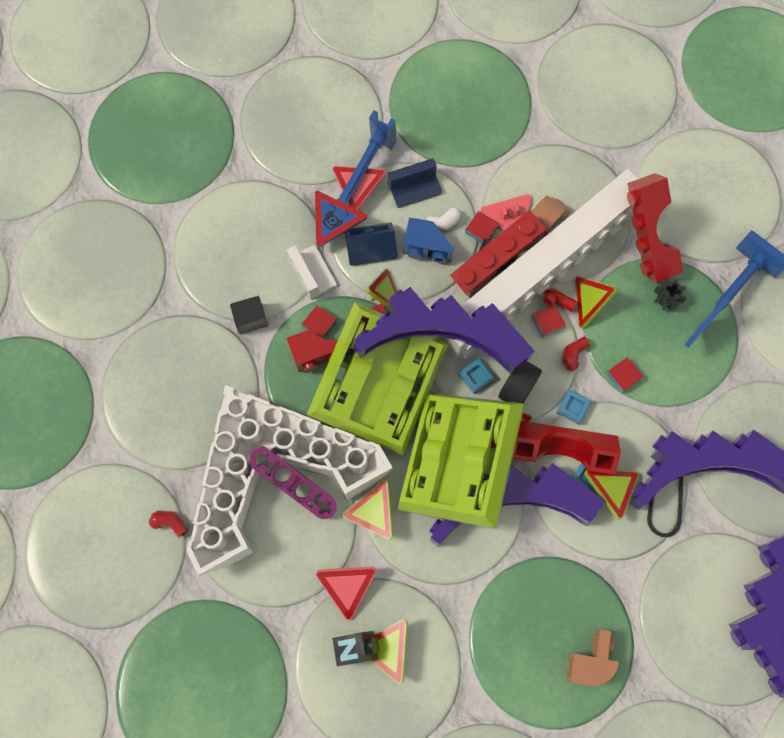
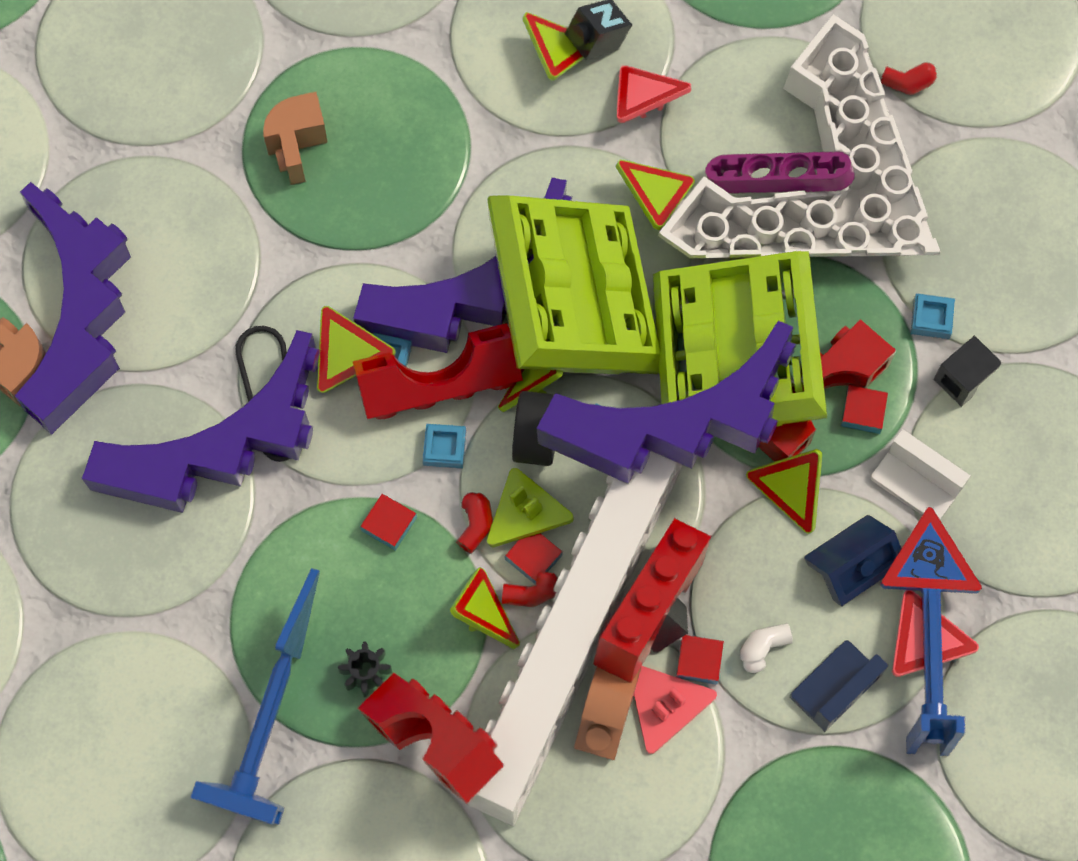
camera: 155 degrees right, 5 degrees down
(247, 360) = (932, 316): none -> dark azure tile
(426, 241) = (773, 593): blue slope -> none
(545, 343) = (525, 511): none -> lime piece

